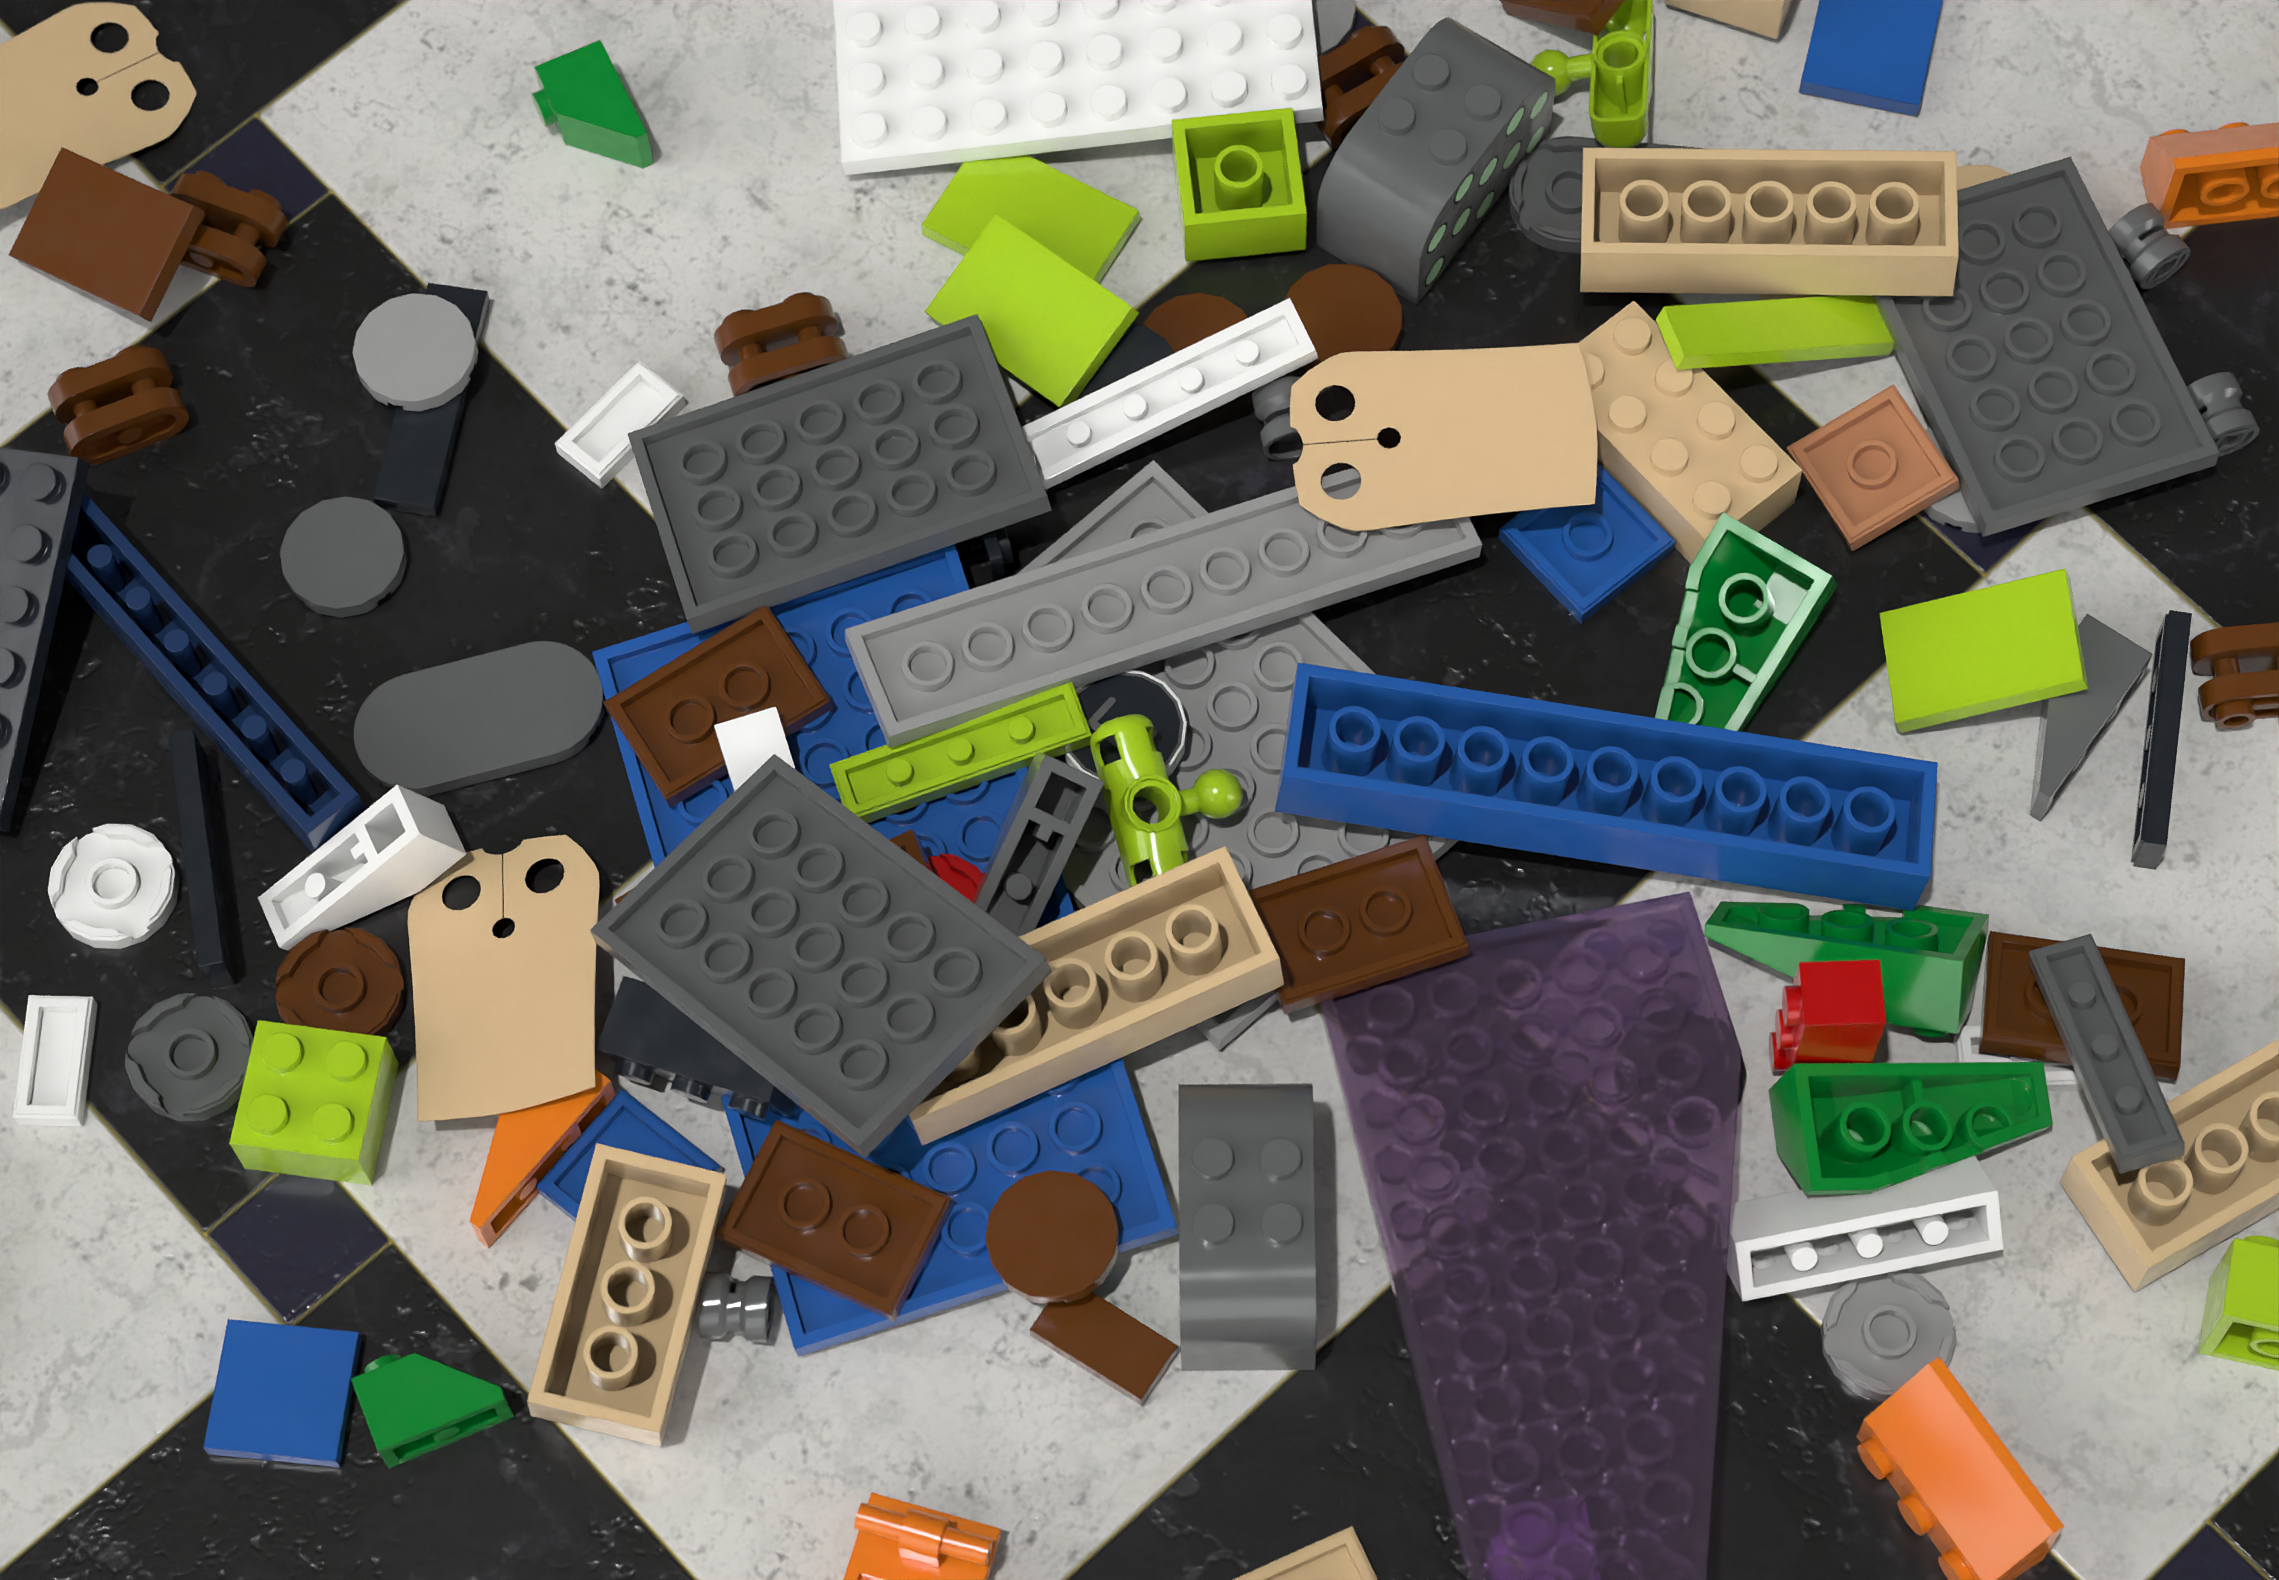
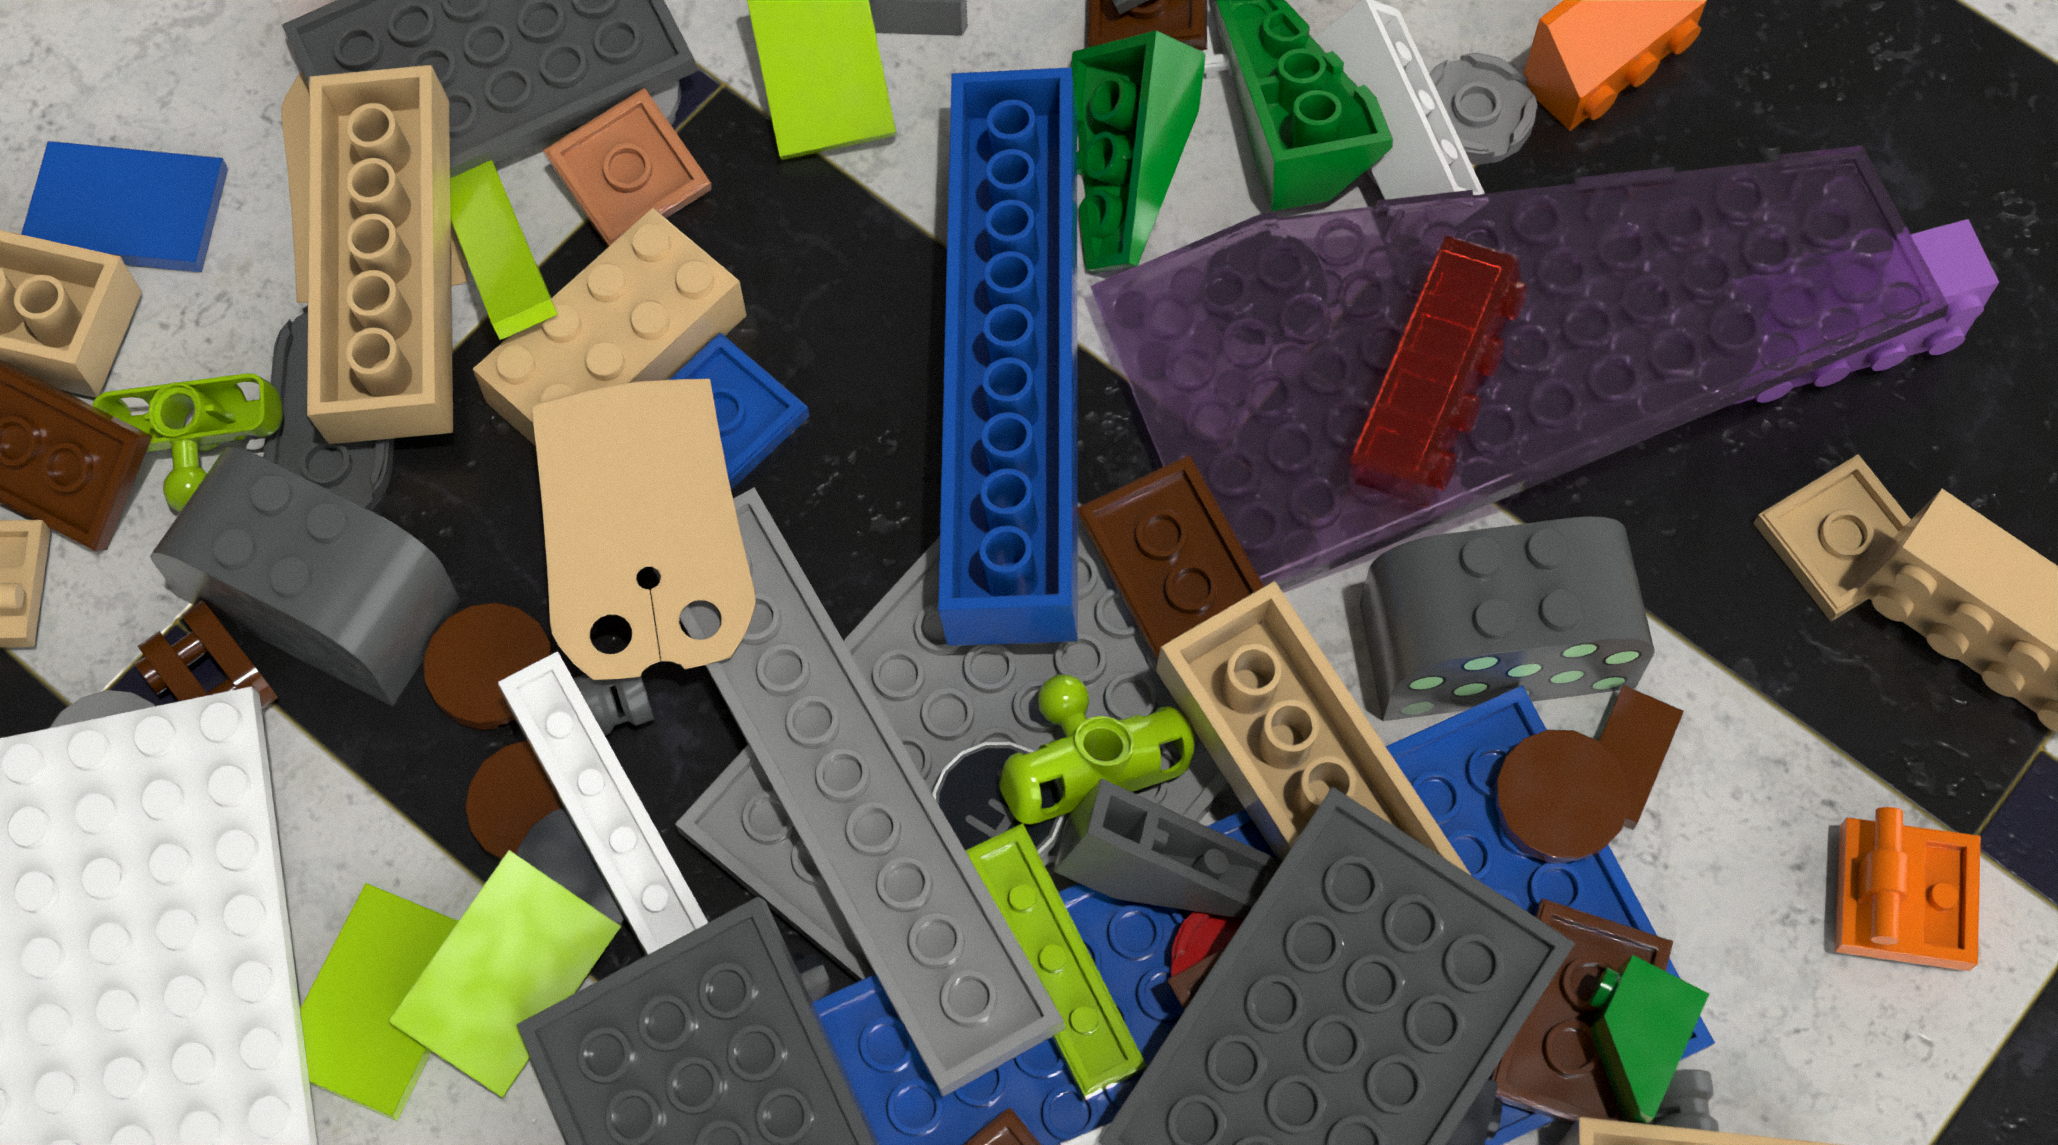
camera: 100 degrees left, 0 degrees up
(797, 1250) = (1642, 1032): none -> green slope
(1239, 184) = (338, 772): lime brick -> none
(1509, 1170) = (1438, 371): none -> clear red brick
(1738, 626) = (827, 260): green wedge -> none
(1829, 1015) = (1232, 133): red brick -> none

